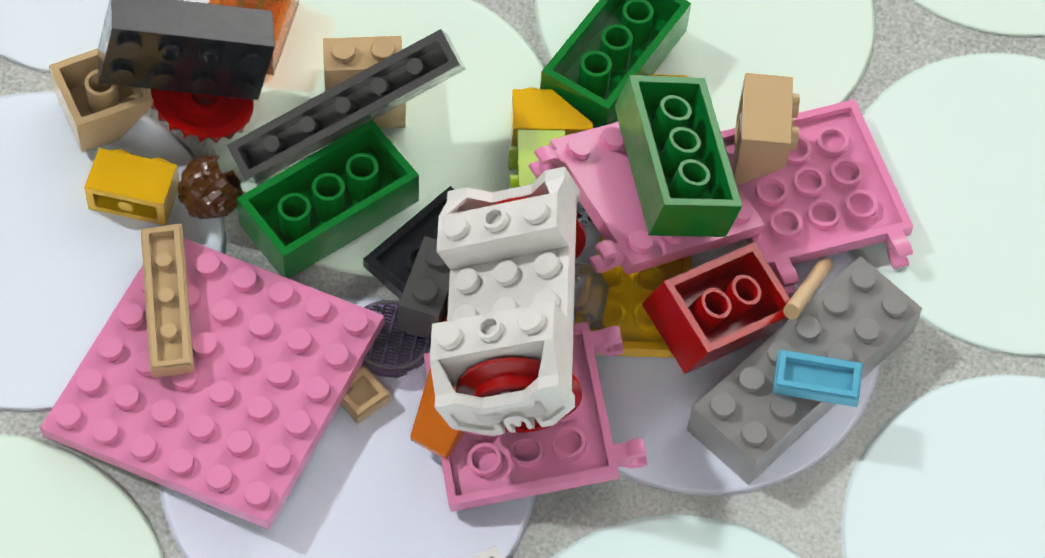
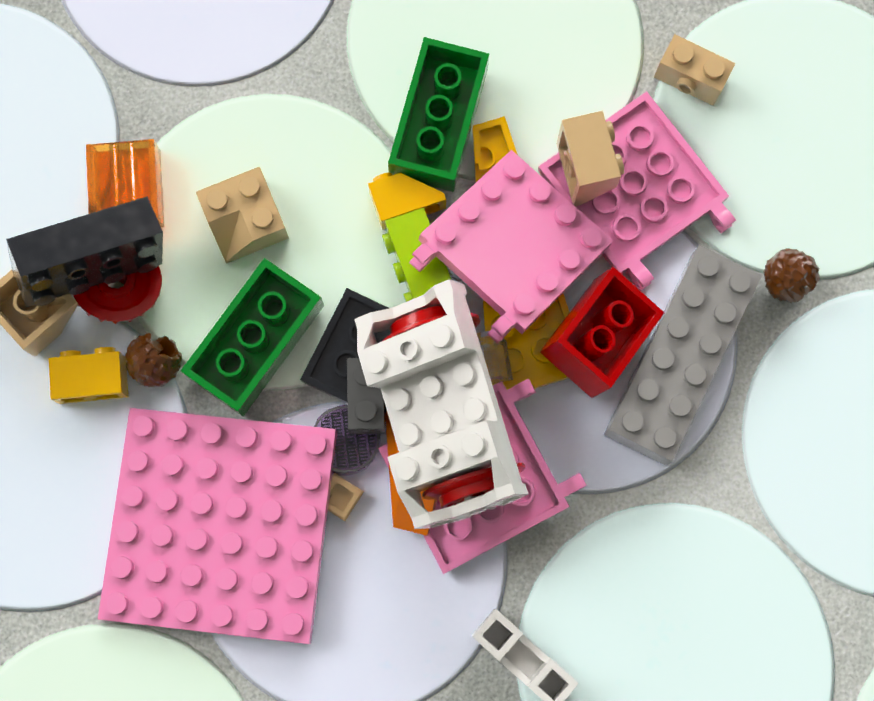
camera: 15 degrees left, 20 degrees up
(167, 301) = (157, 477): tan tile -> none
(346, 106) = (241, 257): dark grey brick -> none
(677, 156) = (530, 218): green brick -> none
(808, 288) = (665, 286): tan bar -> none
(817, 378) = (701, 374): medium azure tile -> none
(915, 94) = (694, 70): none -> tan brick
(957, 323) = (791, 275): none -> reddish brown piece

